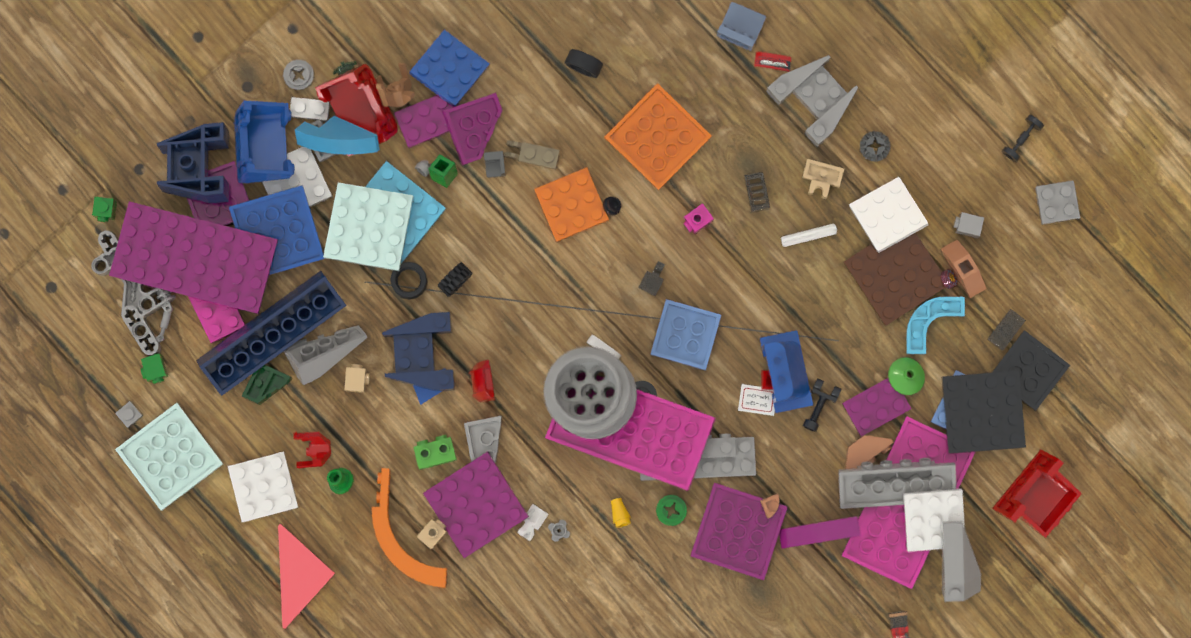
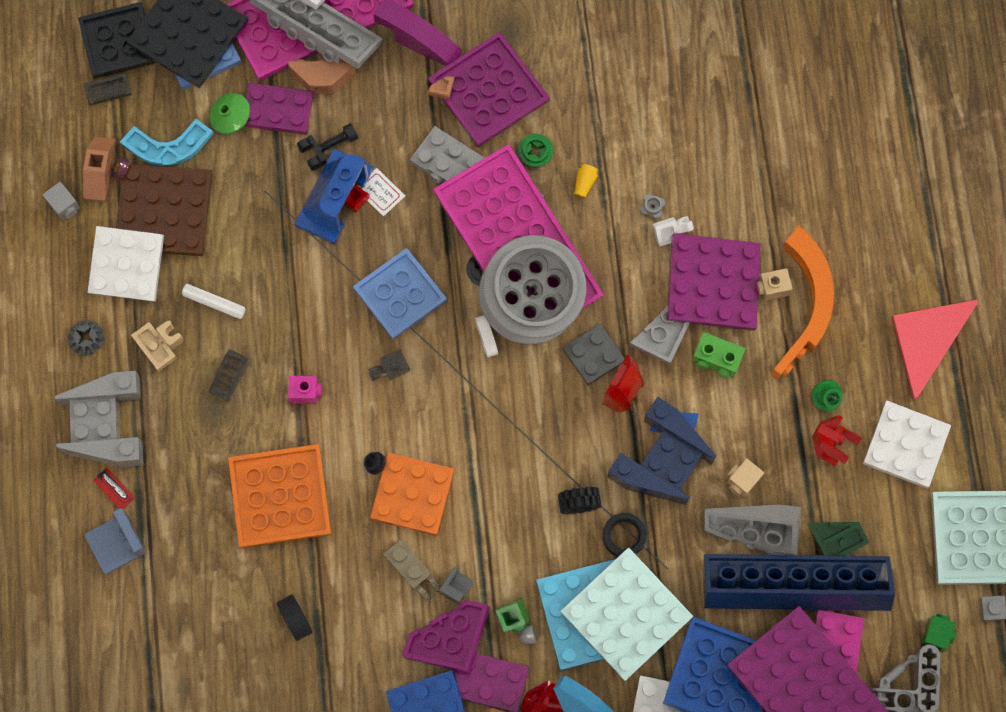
camera: 145 degrees left, 10 degrees down
(521, 392) = (593, 354): none -> dark grey plate

